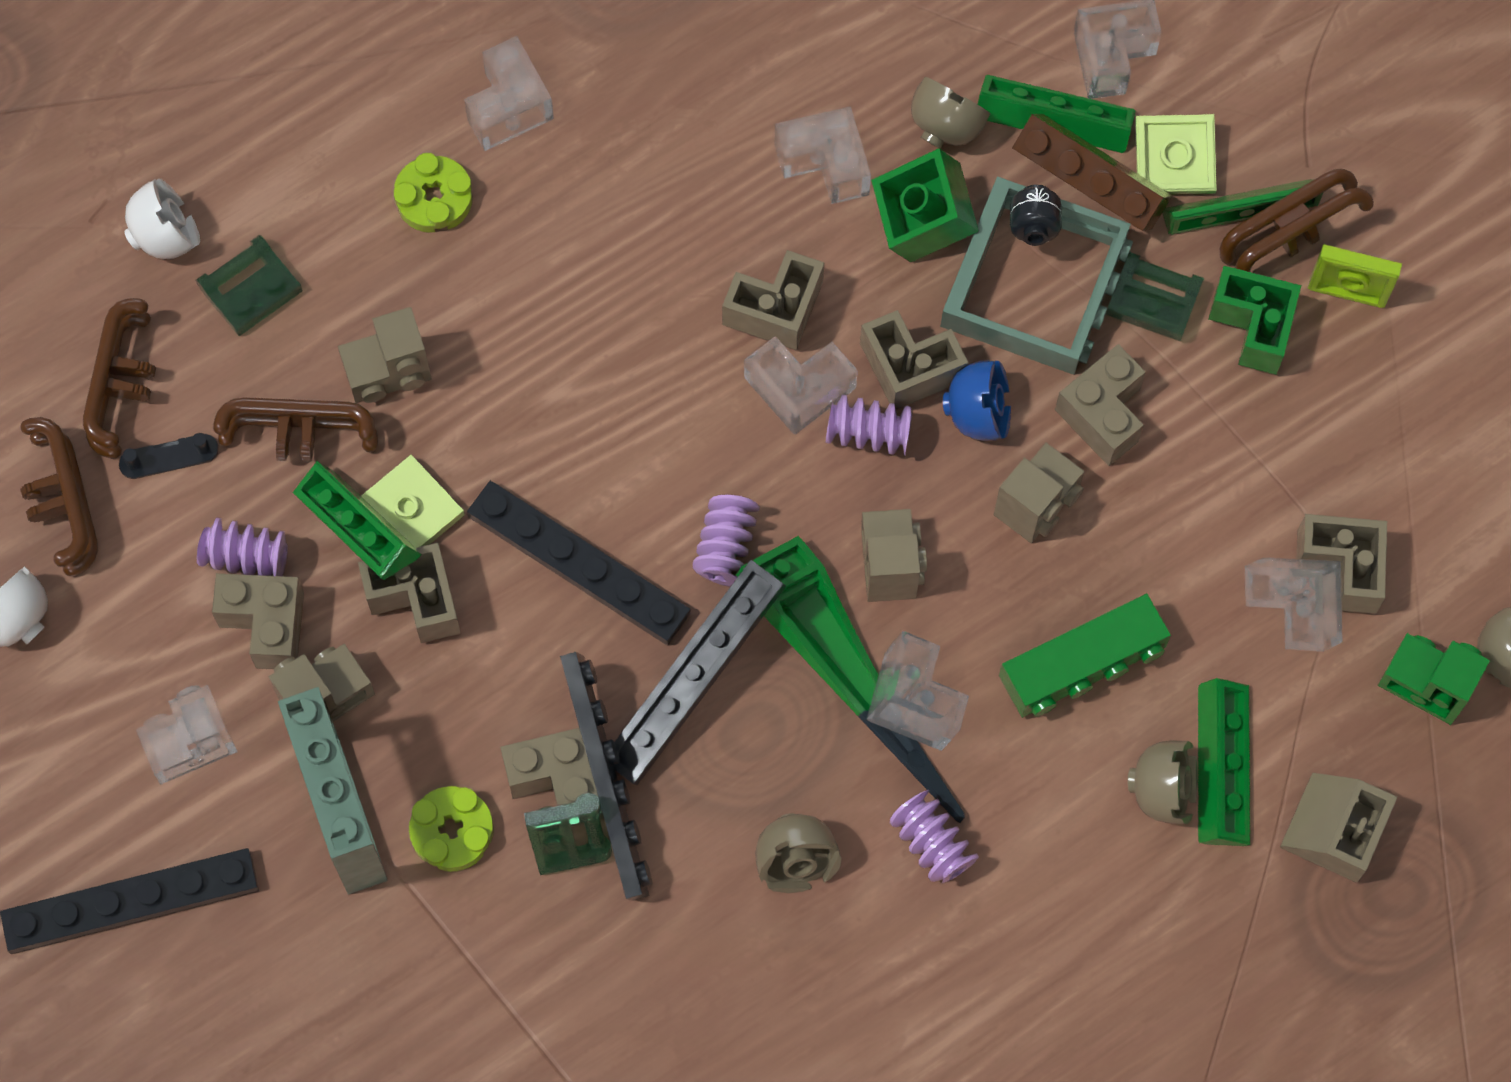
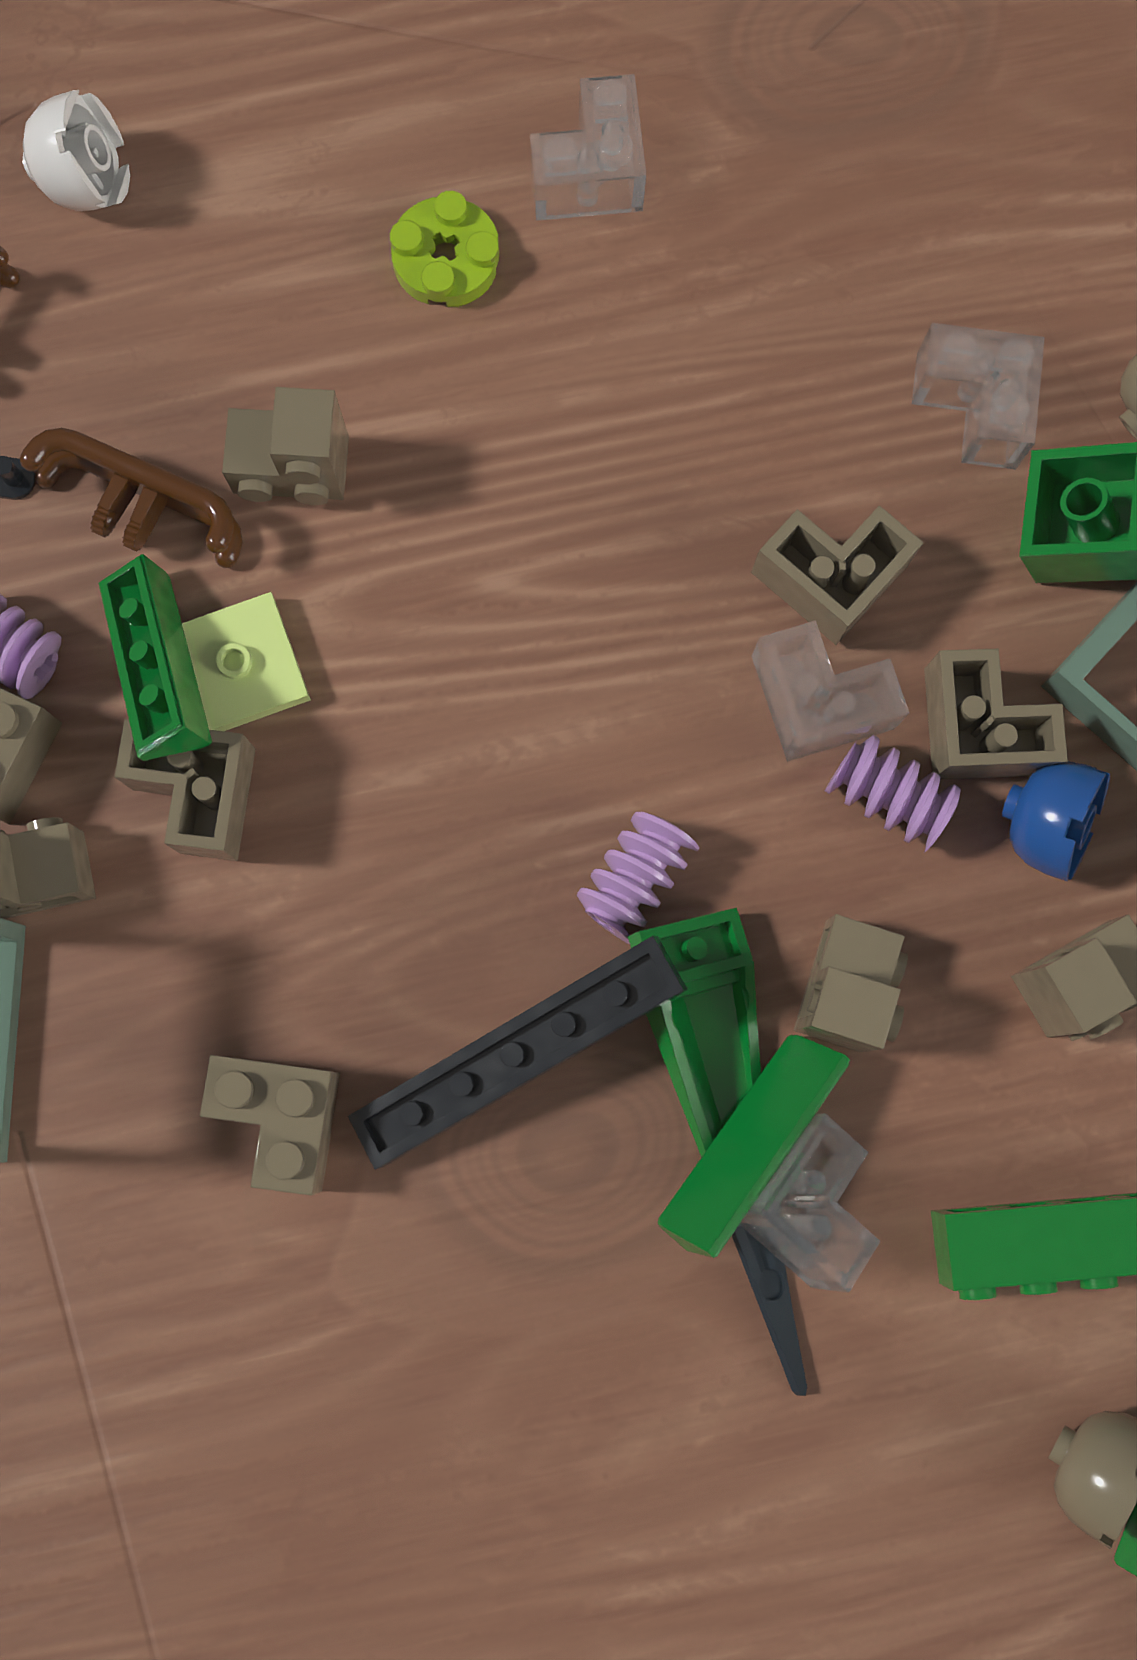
camera: 20 degrees right, 10 degrees up
(257, 294) = (164, 300): clear green plate -> none
(461, 806) = (88, 1102): lime plate -> none
(554, 838) = (239, 1215): clear green plate -> none
(579, 562) = (432, 826): black plate -> none
(612, 793) = (335, 1172): black plate -> none
(795, 852) = (554, 1358): dark tan cylinder -> none
(866, 672) = (752, 1145): none -> green slope
(932, 838) = (753, 1421): lavender piece -> none

